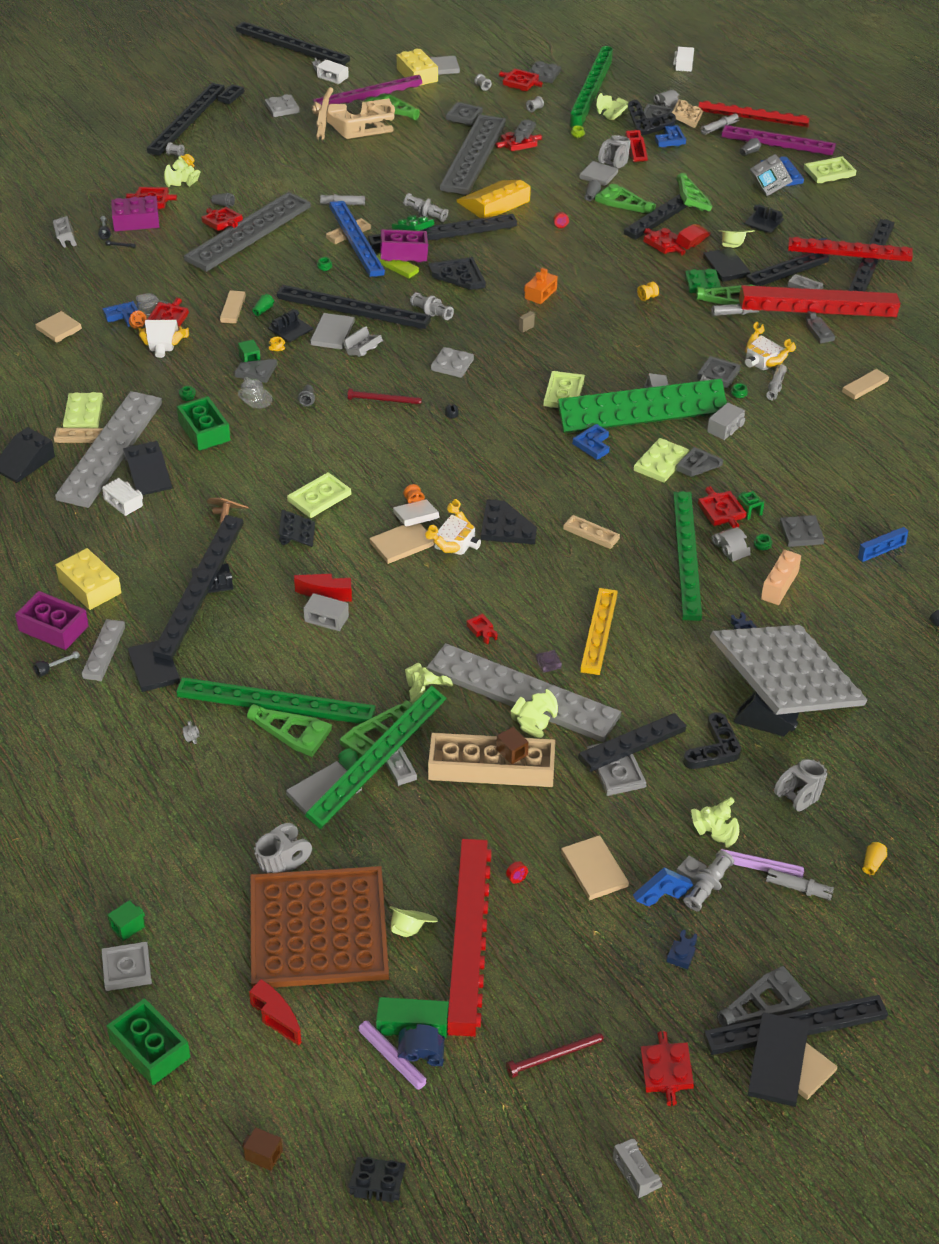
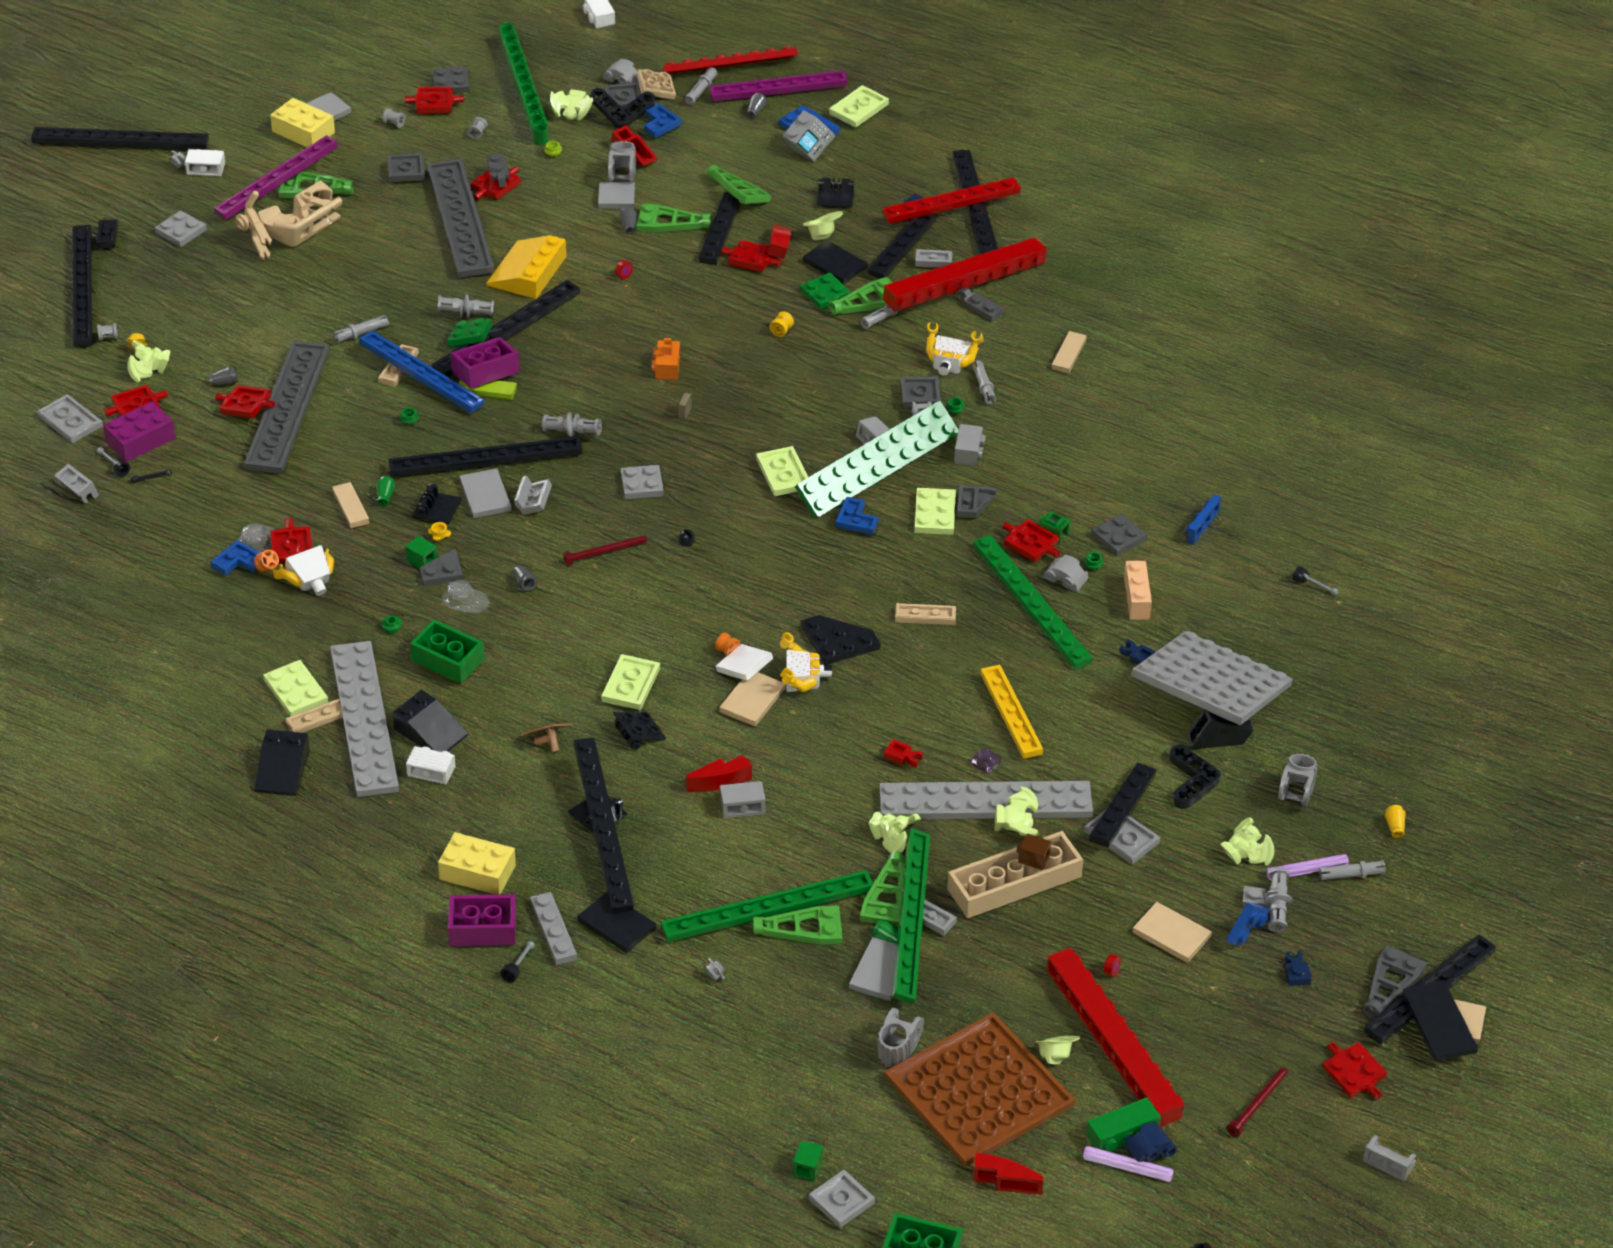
camera: 30 degrees left, 0 degrees up
(58, 326) = (177, 601): tan tile -> none
(102, 192) = (69, 418): none -> light grey tile
(459, 272) = (565, 373): black plate -> none

